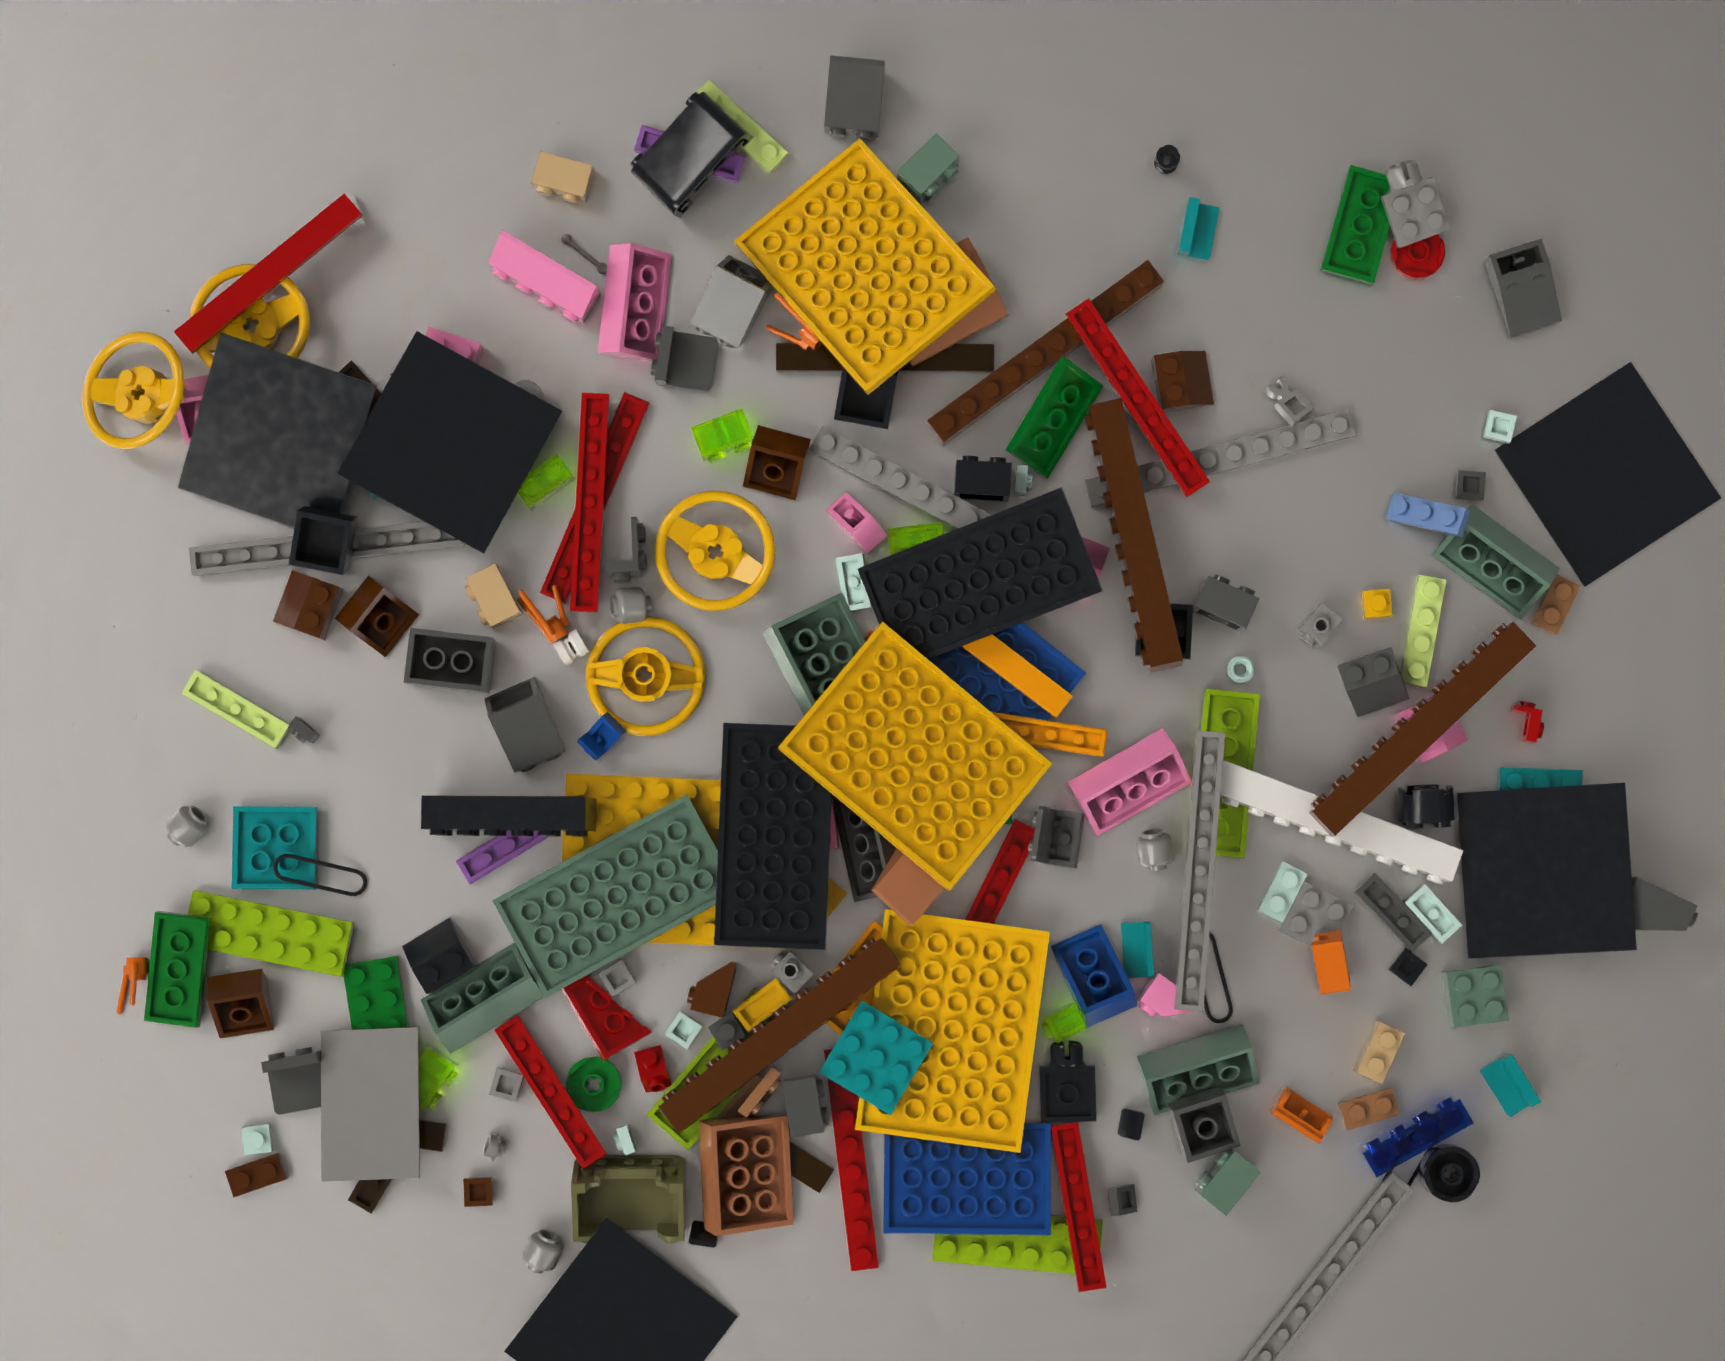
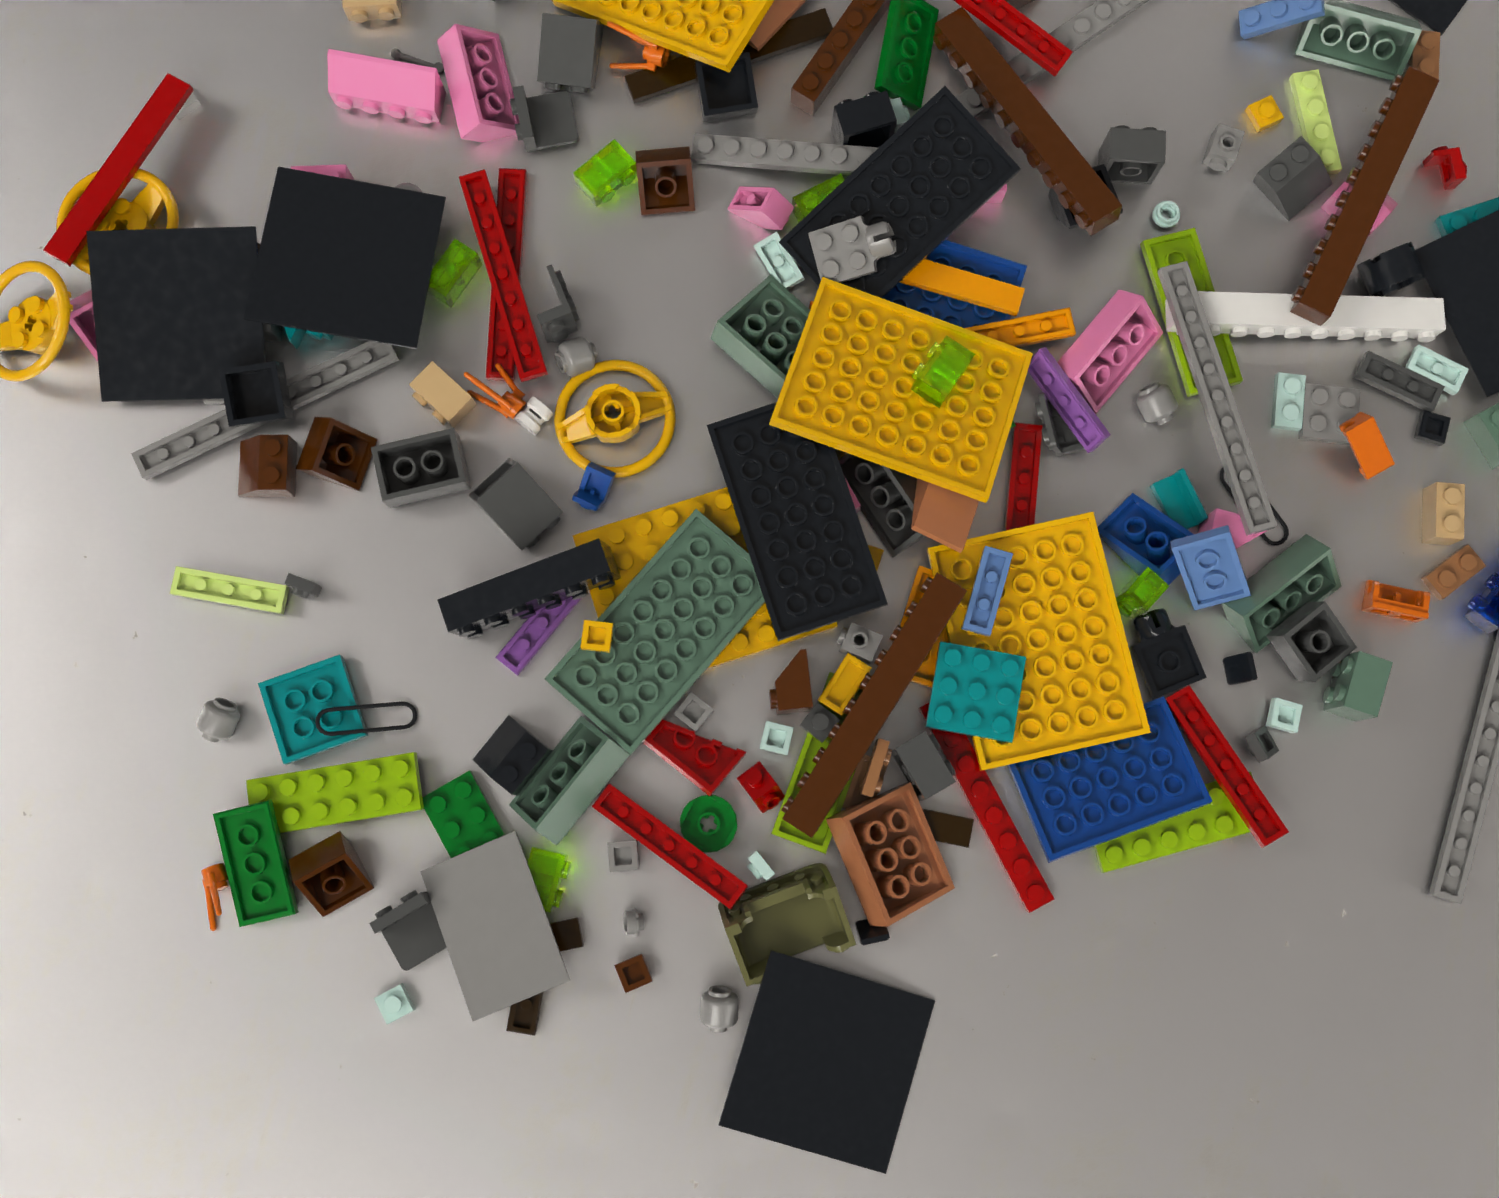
camera: 25 degrees left, 5 degrees down
(256, 1175) = (405, 1040): reddish brown plate -> none
(553, 880) = (597, 636): none -> yellow plate
(698, 541) = (620, 276): yellow piece -> none
(918, 605) = (851, 248): none -> light grey plate
(921, 970) = (987, 591): none -> medium blue plate
(955, 755) = (942, 371): none -> clear neon green brick
(1068, 818) = (1067, 400): none -> medium lavender tile
(1133, 1025) = (1210, 567): none -> medium blue plate
(1154, 1181) = (1284, 715): none -> light aqua plate

